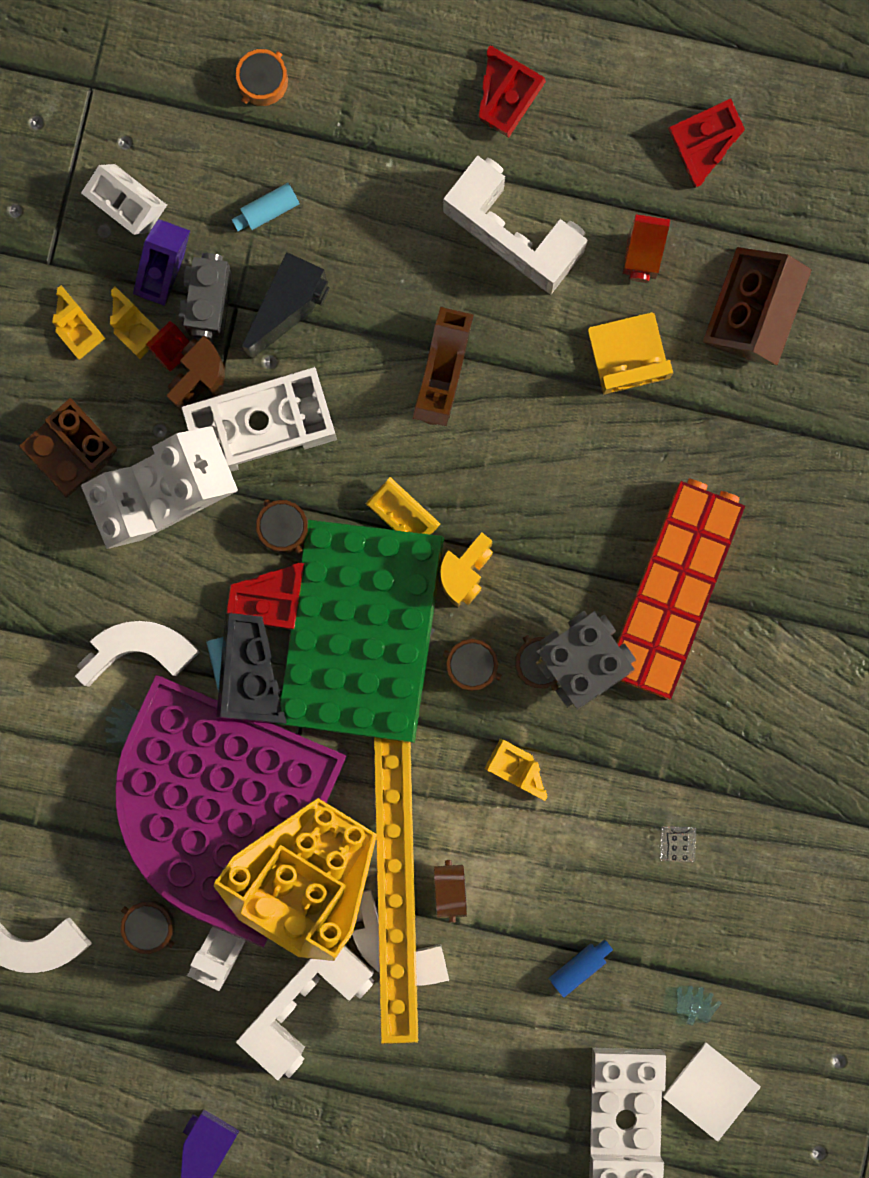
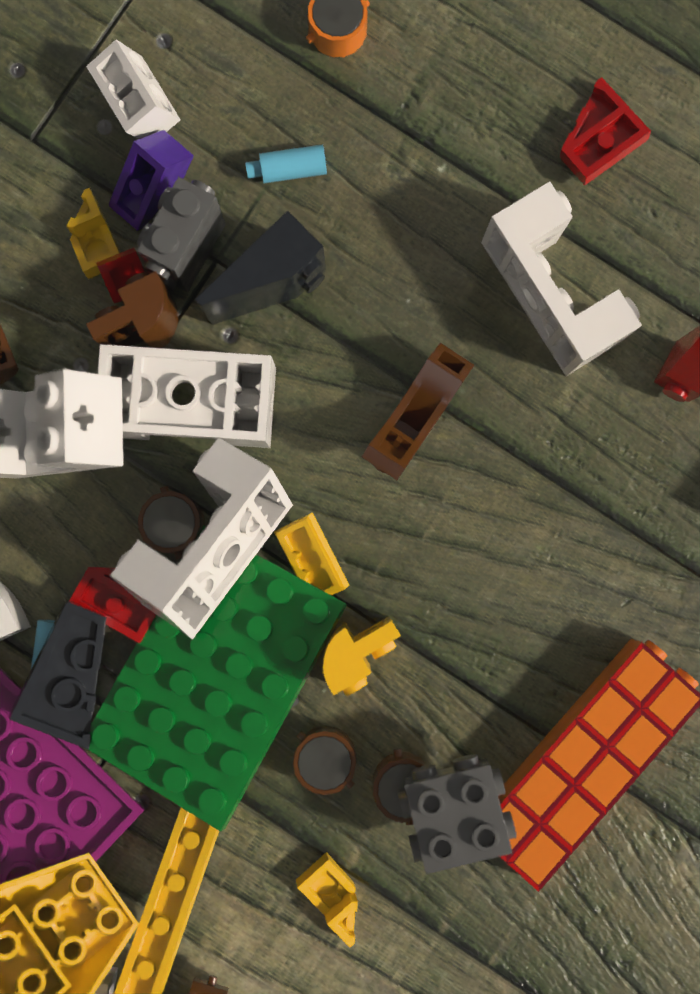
camera: 20 degrees right, 0 degrees up
(74, 326) = (30, 215): yellow slope -> none
(341, 489) = (248, 512): none -> white plate
(629, 353) = (632, 474): yellow bracket -> none

